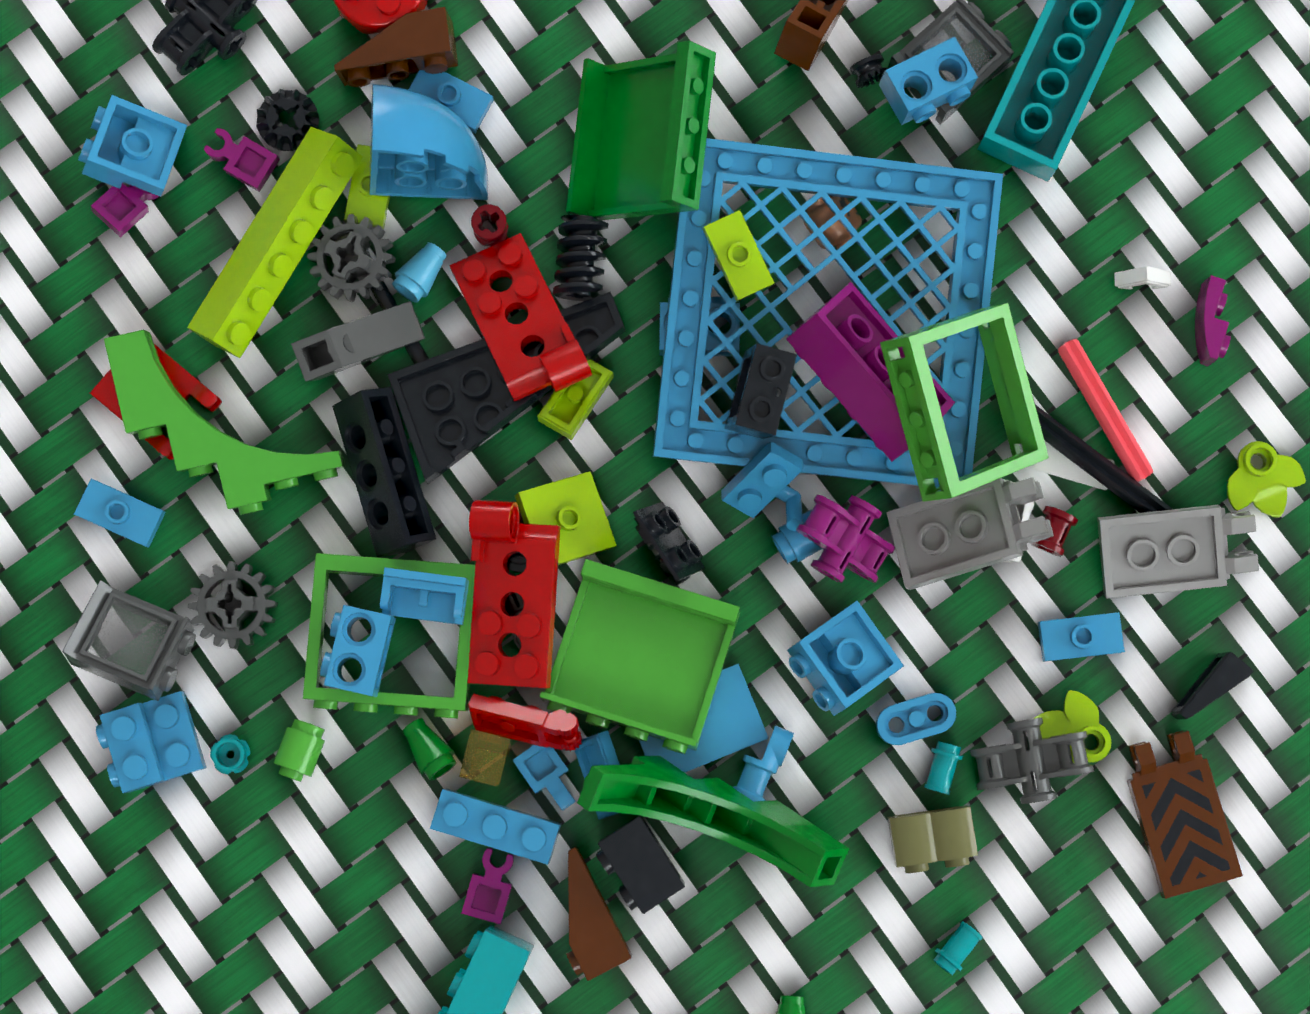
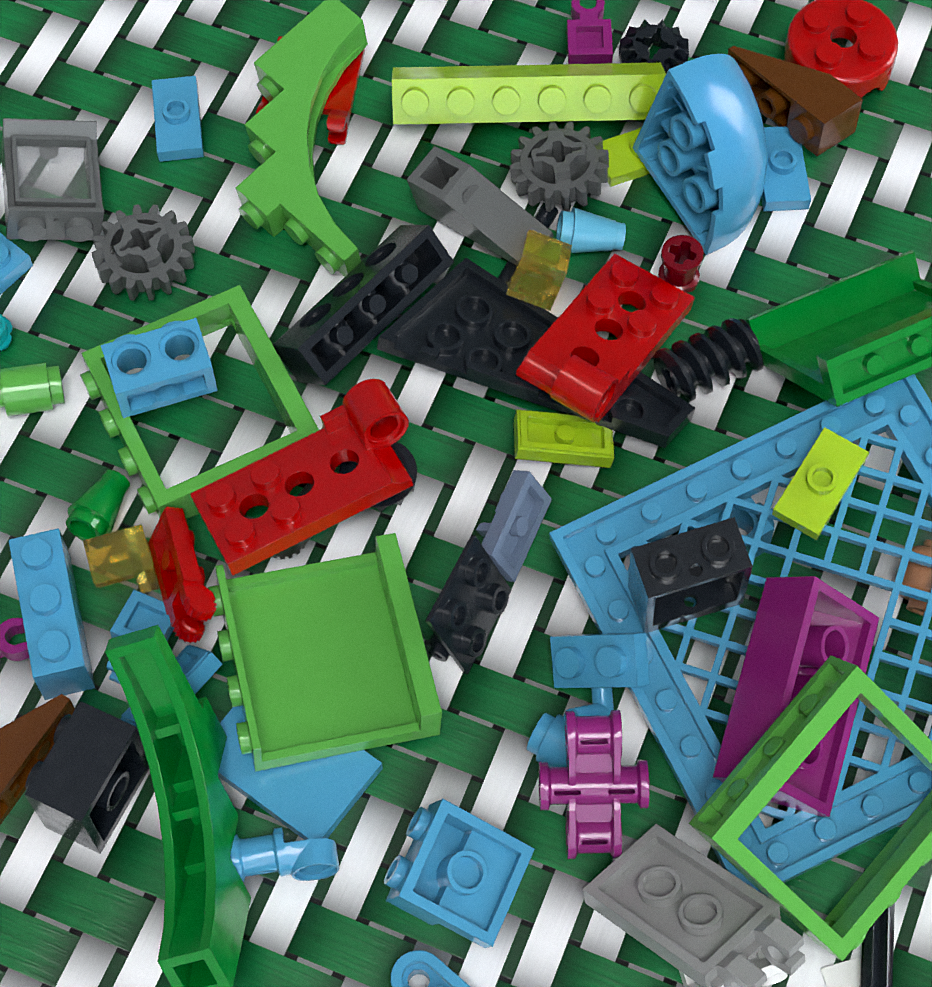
camera: 60 degrees right, 20 degrees down
(424, 596) = (255, 396): dark azure hinge -> none
(438, 327) = (540, 270): none -> clear yellow panel
(574, 507) = (436, 507): lime plate -> none
(627, 478) = (515, 523): none -> sand blue plate

